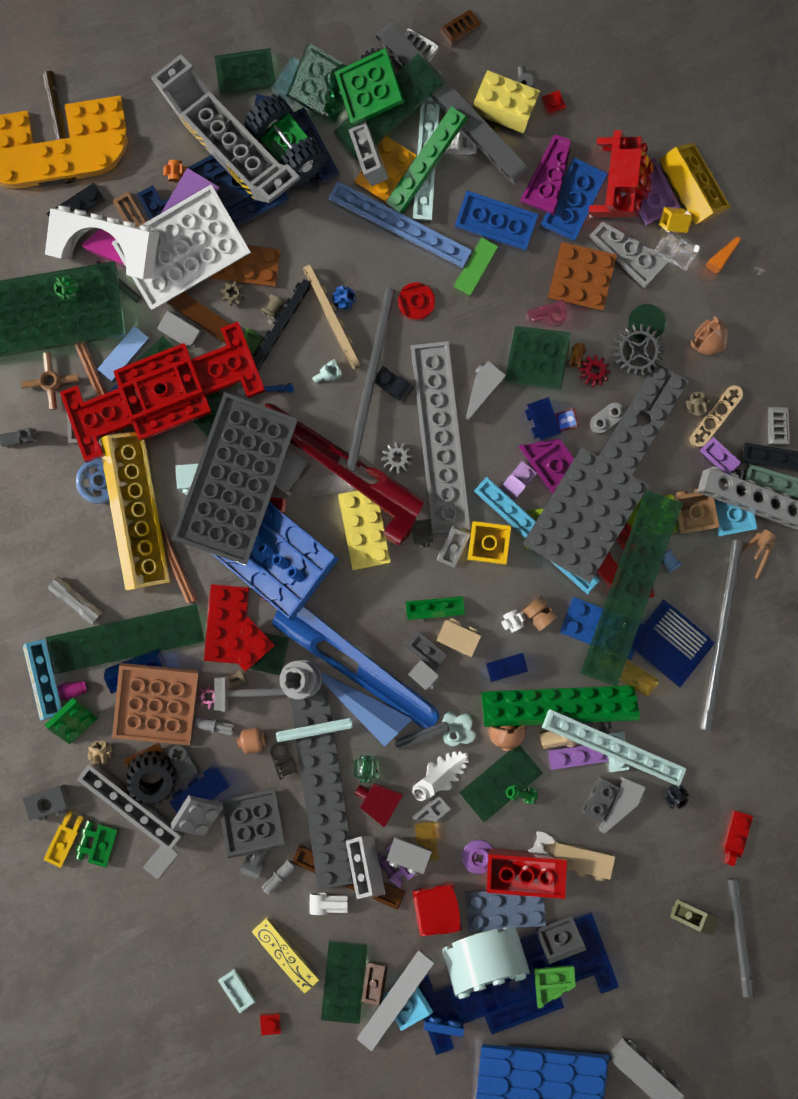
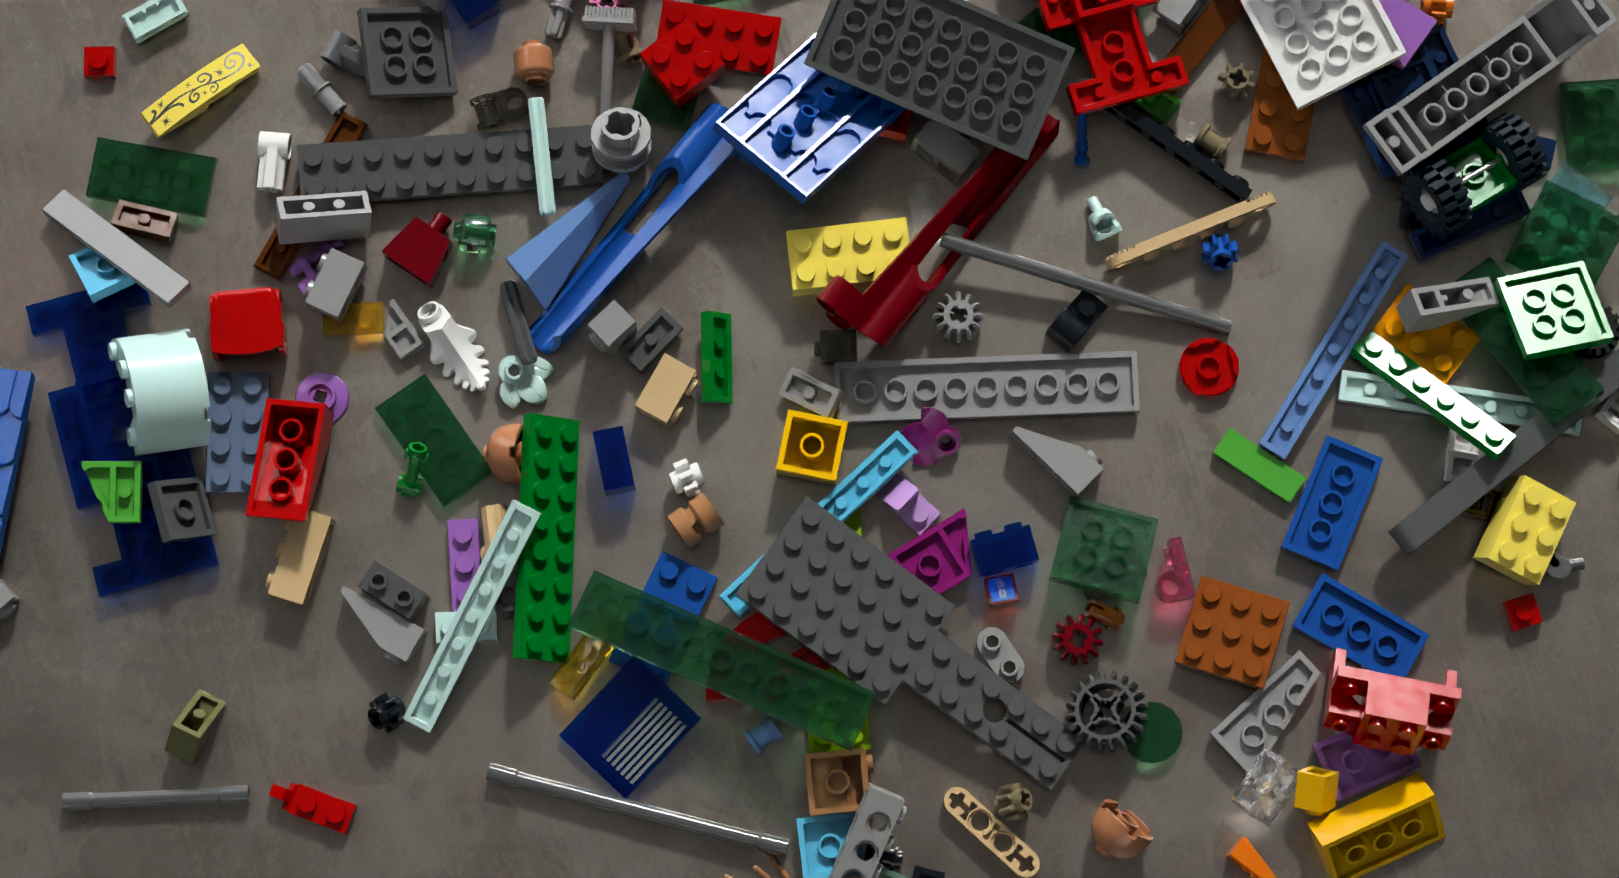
camera: 100 degrees right, 5 degrees down
(452, 1027) = (65, 328): blue plate -> none
(474, 471) = (926, 437): none -> magenta plate
(542, 839) = (340, 498): white piece -> none
(548, 177) = (1393, 589): magenta wing -> none
(720, 456) = (924, 830): medium lavender plate -> none

